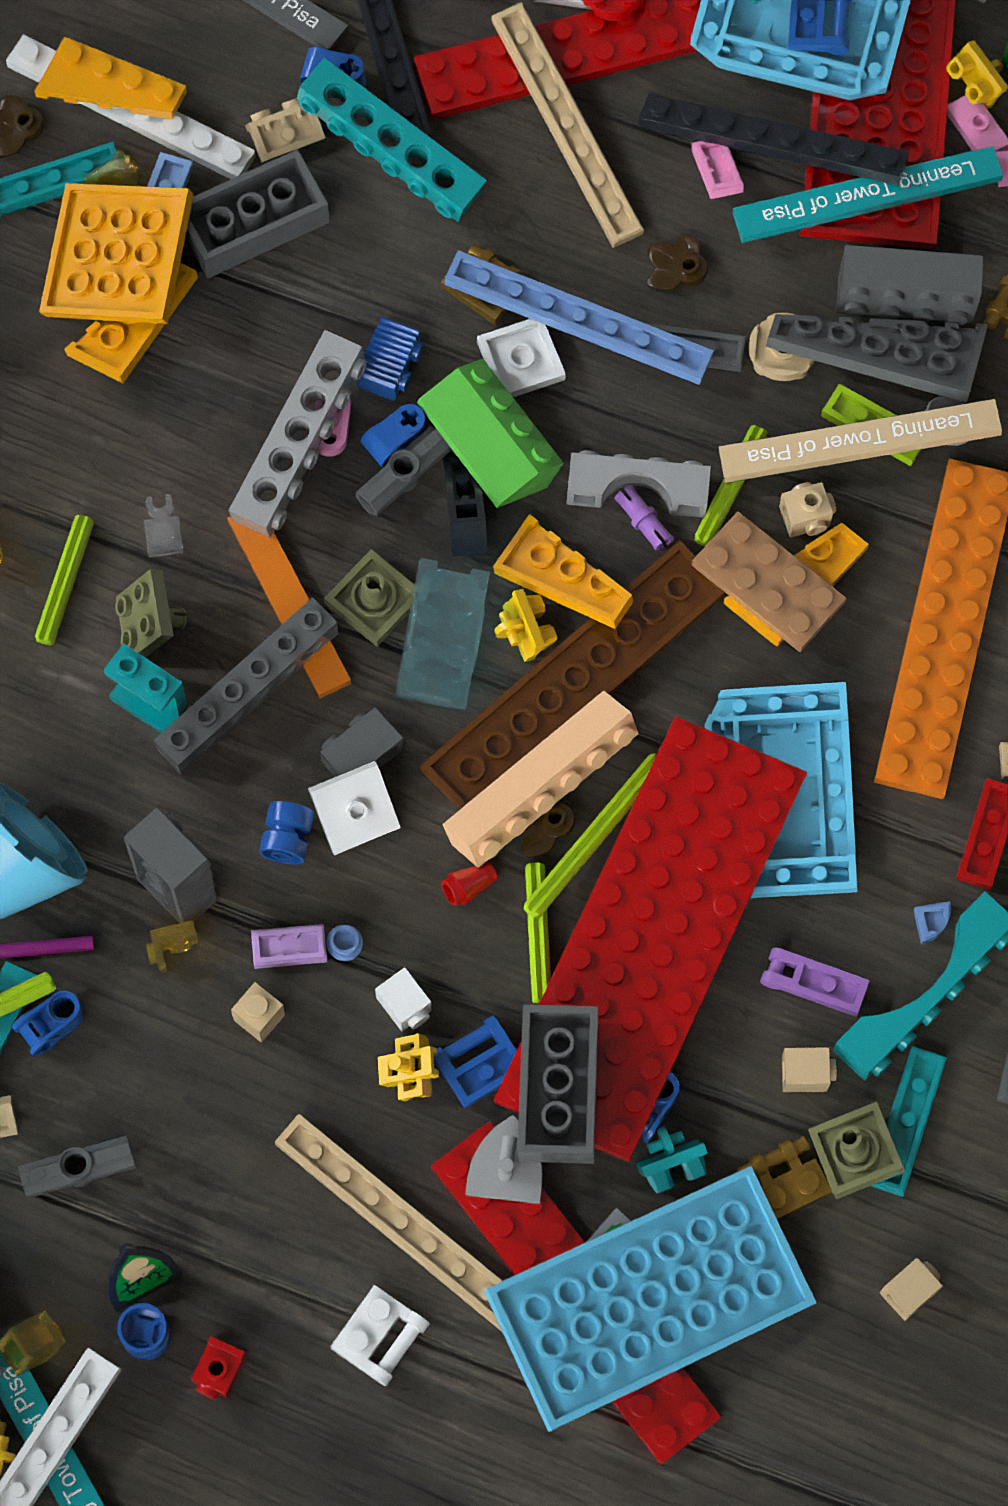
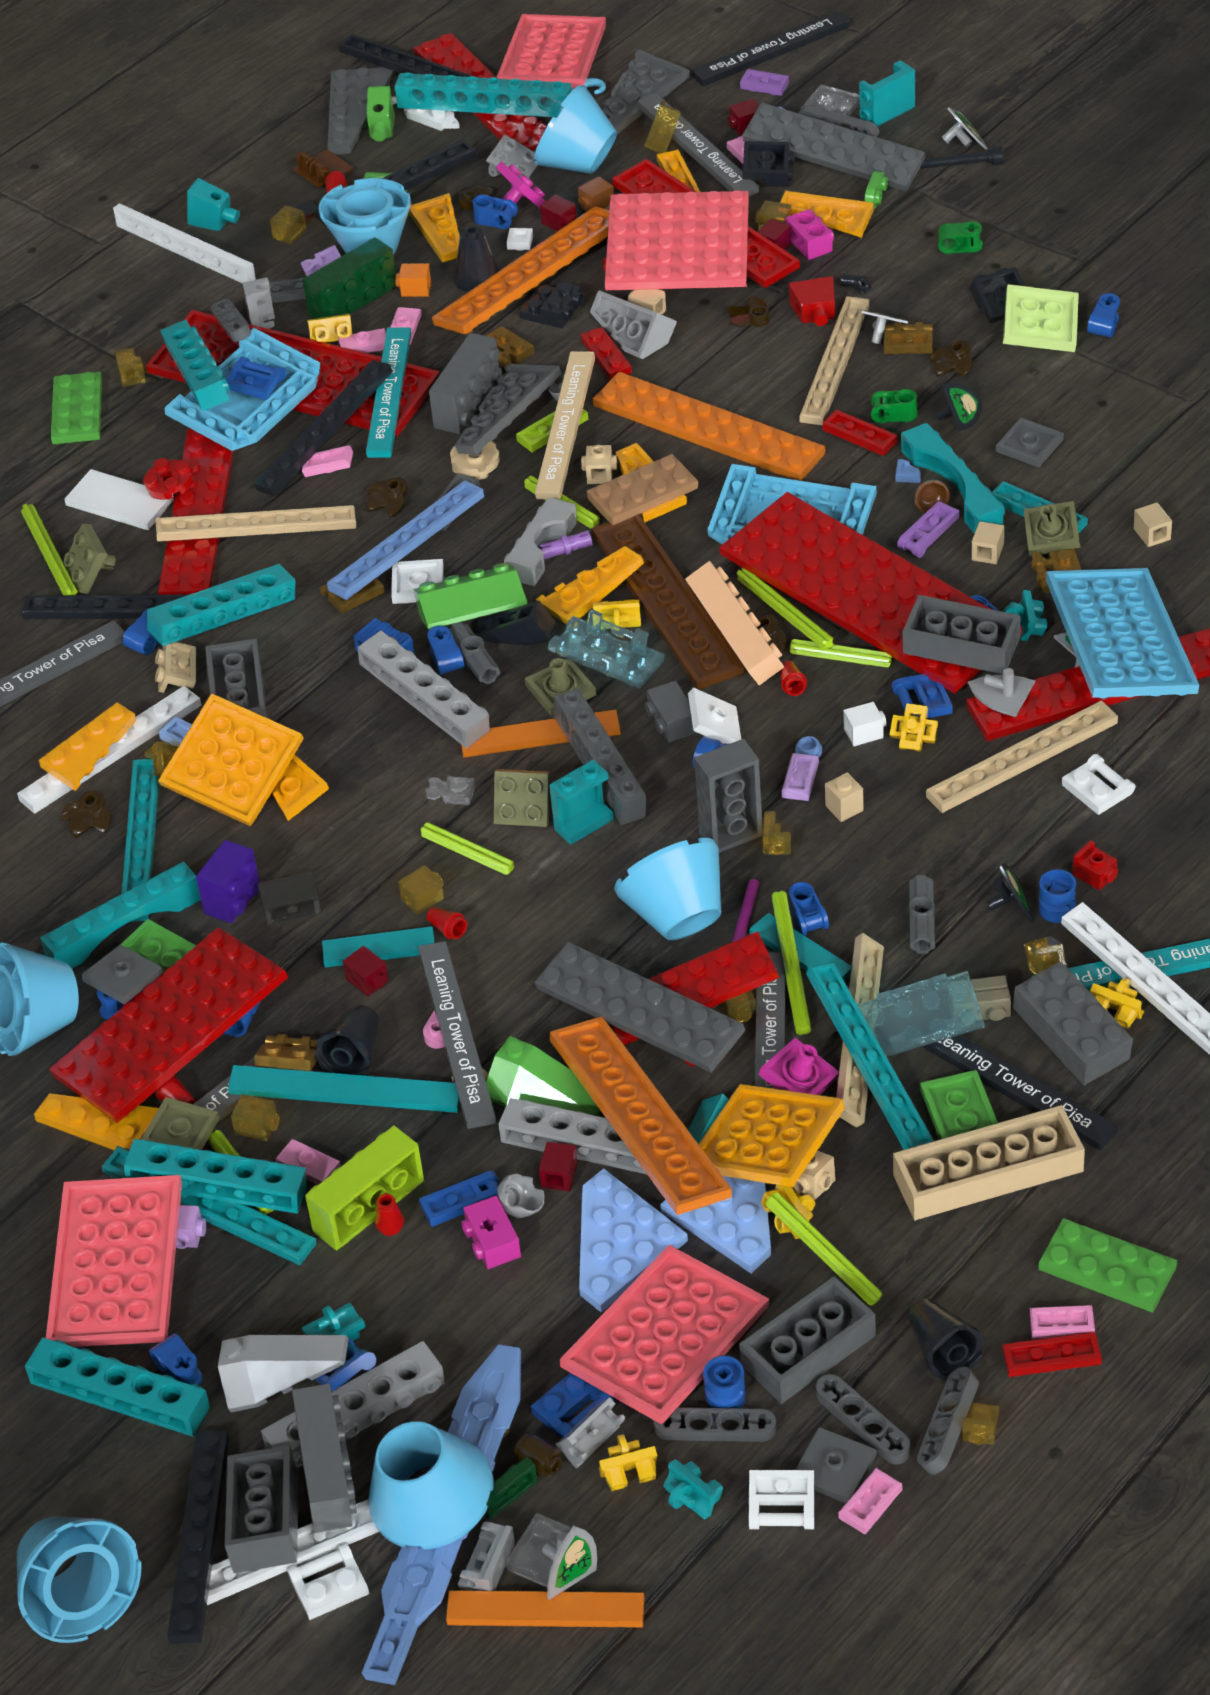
camera: 65 degrees left, 25 degrees down
(879, 966) = (930, 493): none -> reddish brown piece

